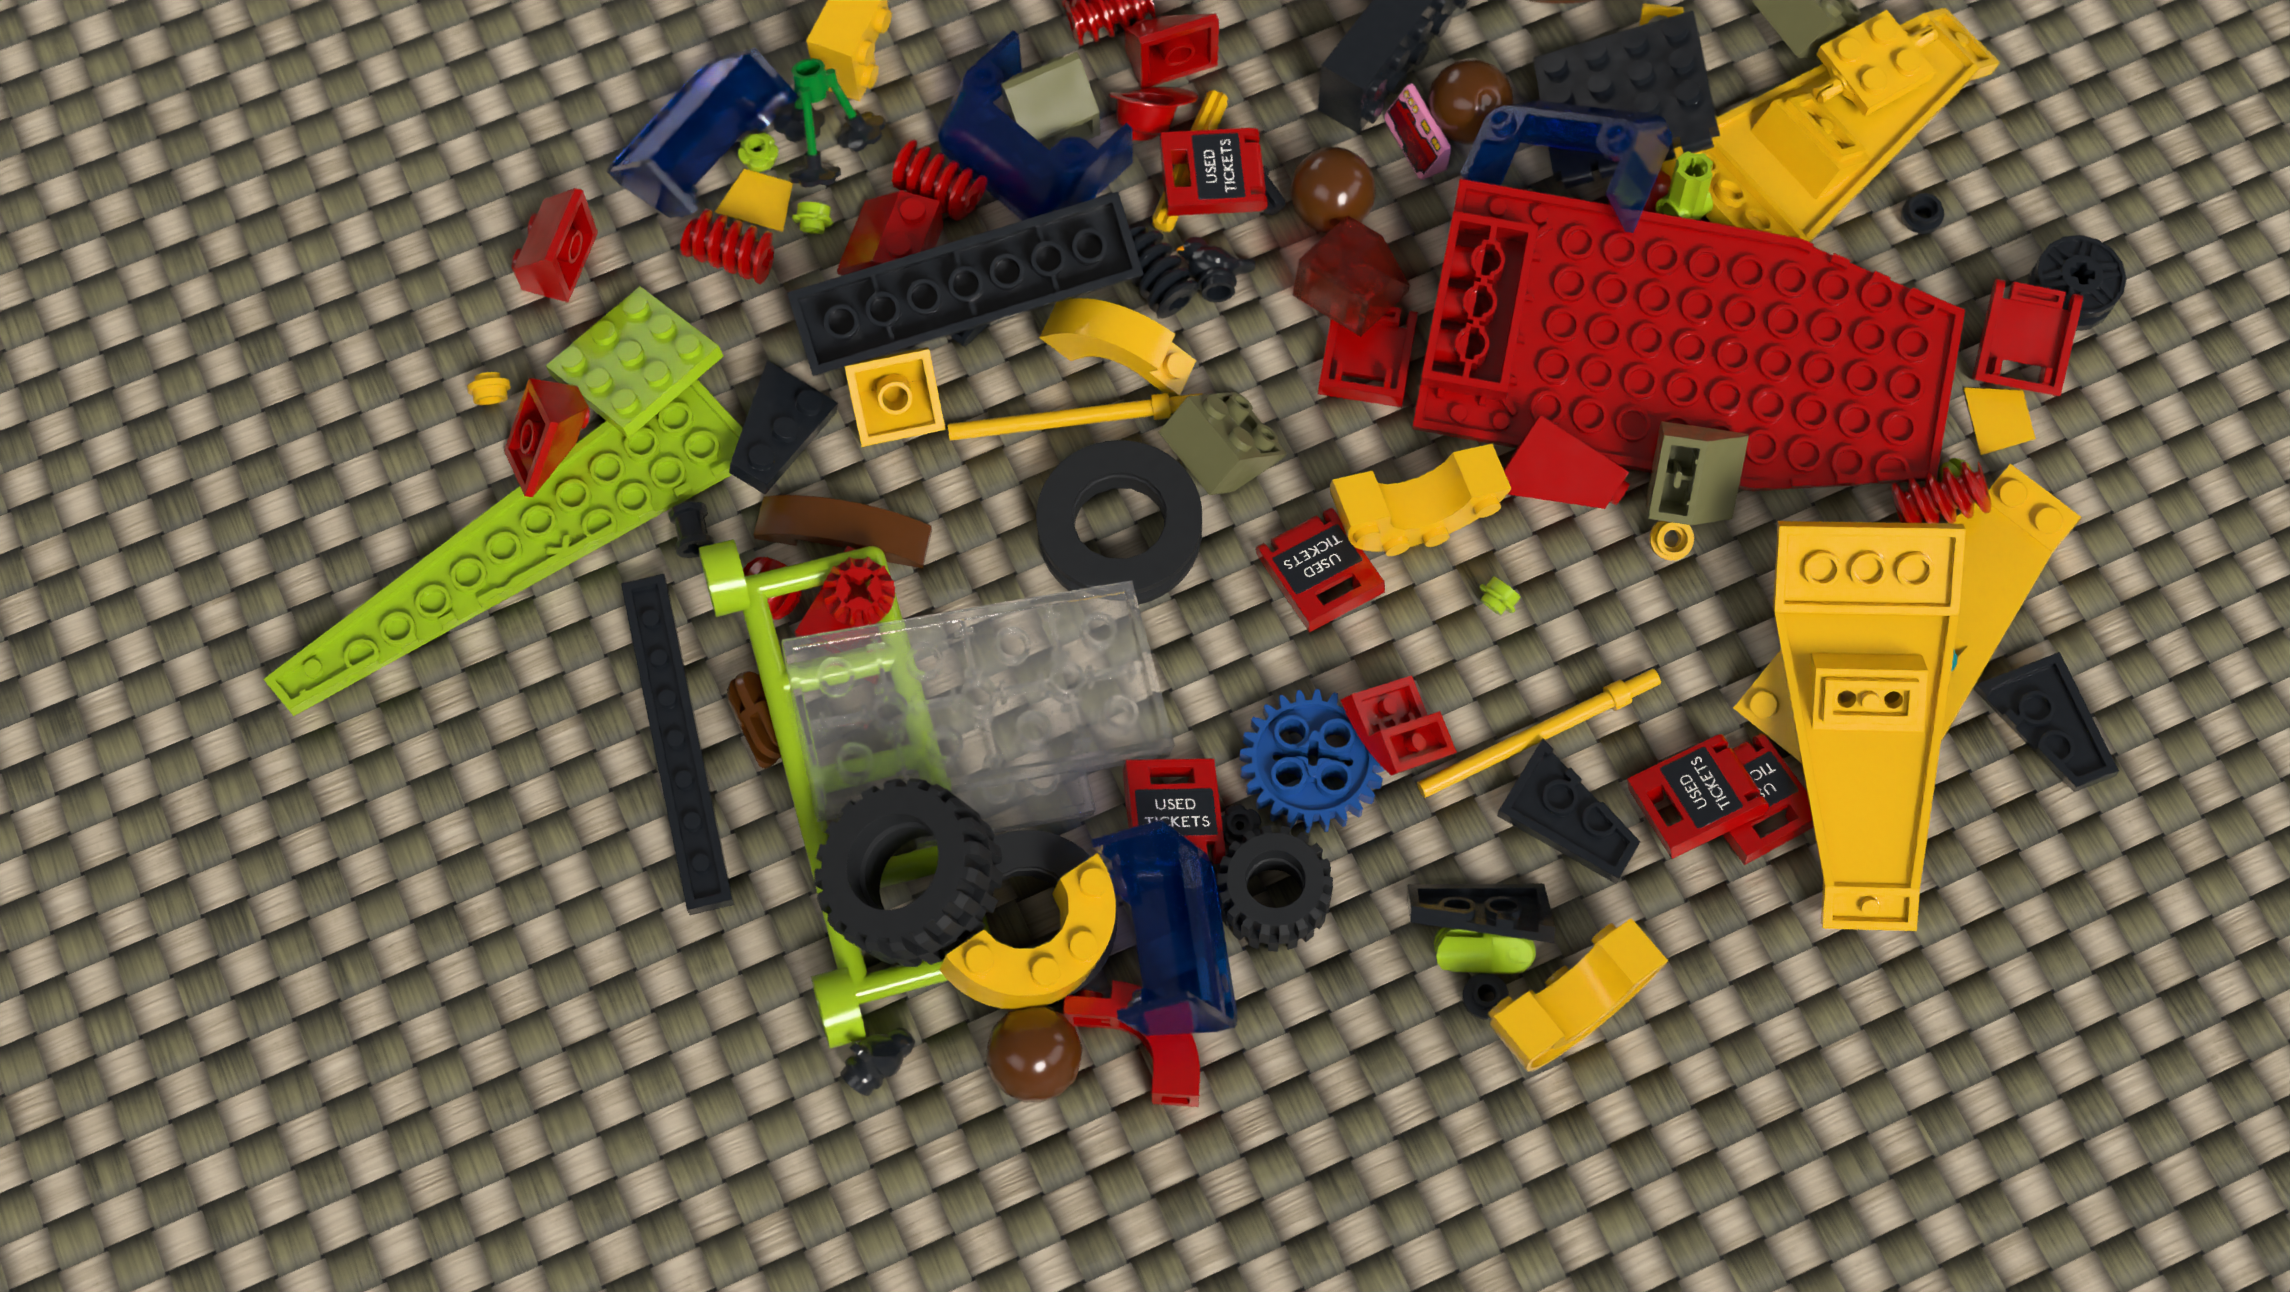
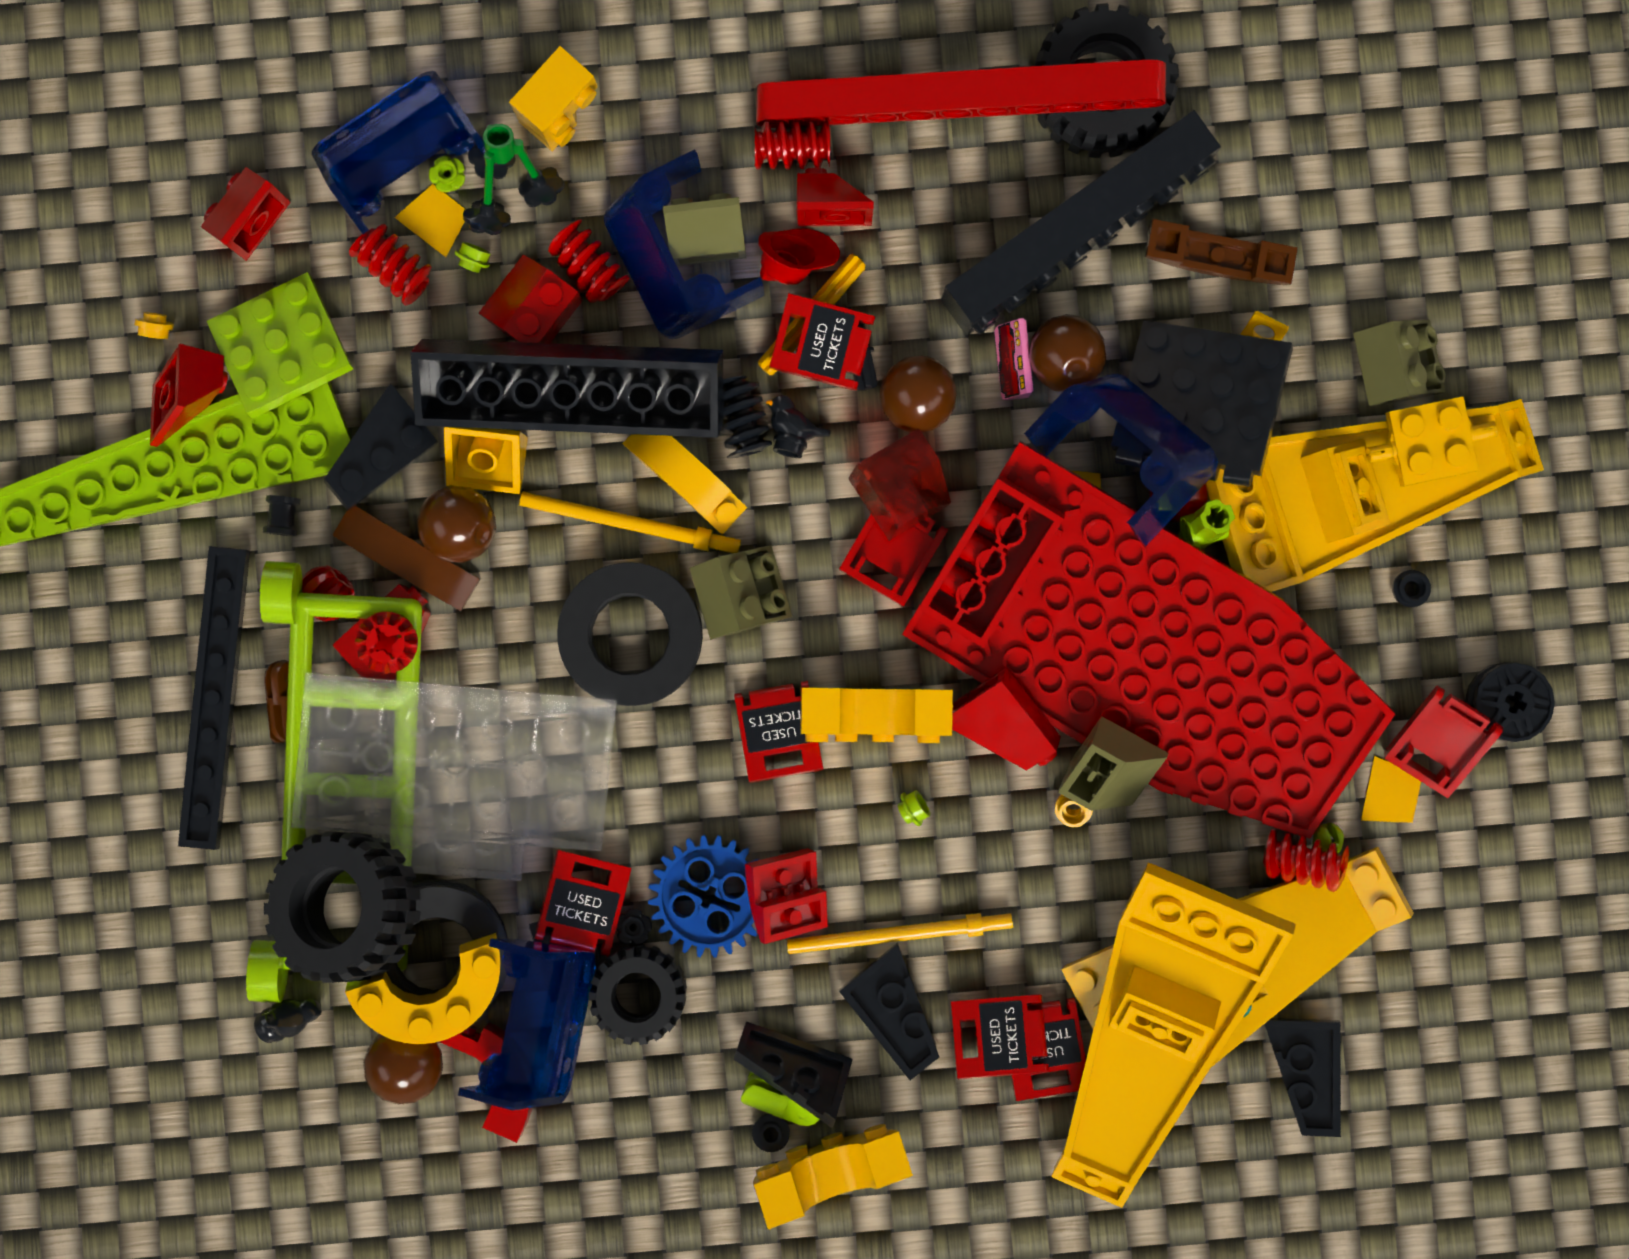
camera: 20 degrees right, 20 degrees up
(890, 465) = (456, 524): none -> reddish brown piece

